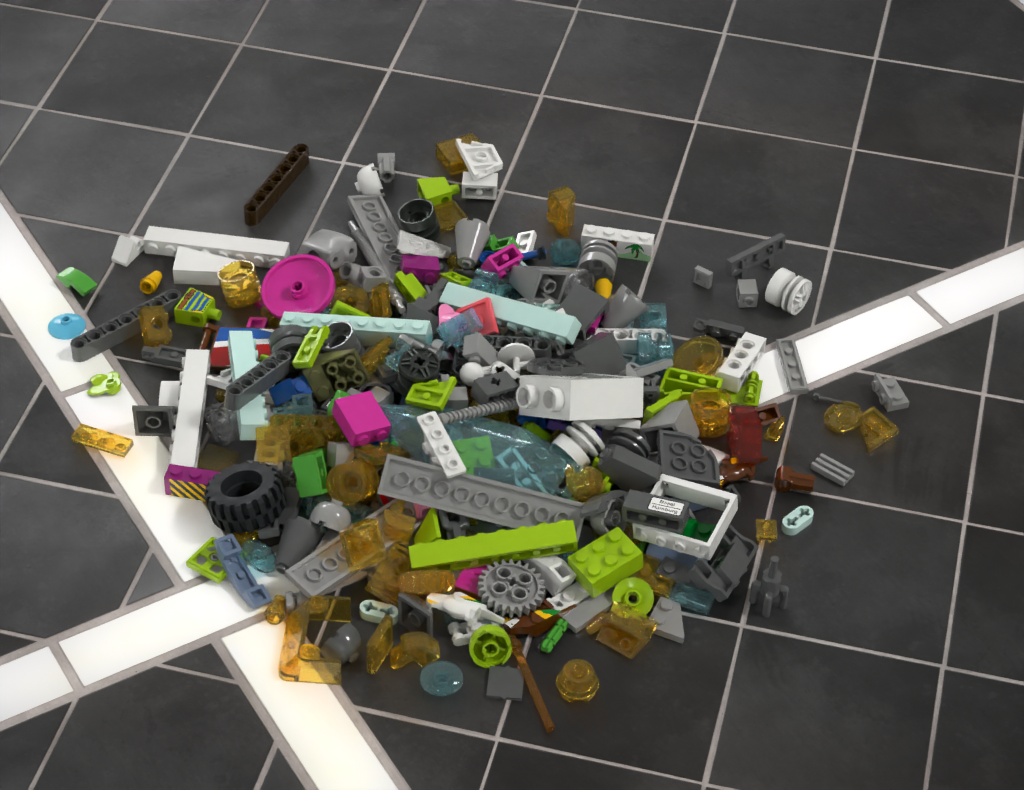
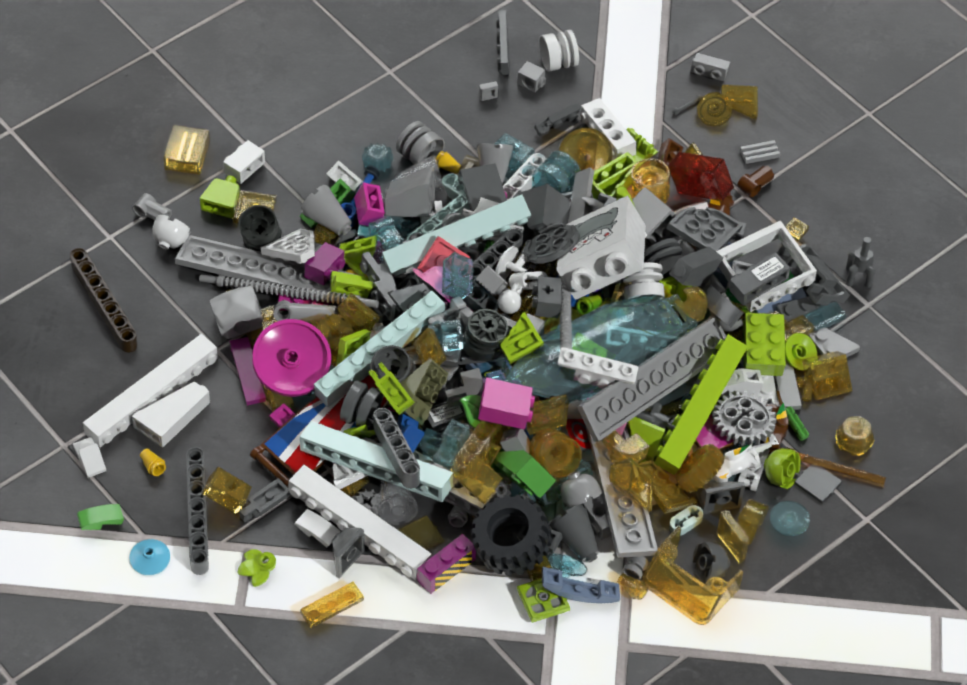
camera: 55 degrees left, 10 degrees up
(196, 309) = (221, 447): lime torso -> none
(239, 283) = (226, 397): clear yellow wheel -> none
(370, 277) = (322, 301): light grey brick -> none
(479, 158) = (219, 140): white wing -> none
(561, 209) = (334, 127): clear yellow slope -> none
(628, 243) = (398, 117): white brick -> none
(792, 366) = (631, 103): light grey tile -> none
(800, 522) = (798, 205): light aqua beam -> none

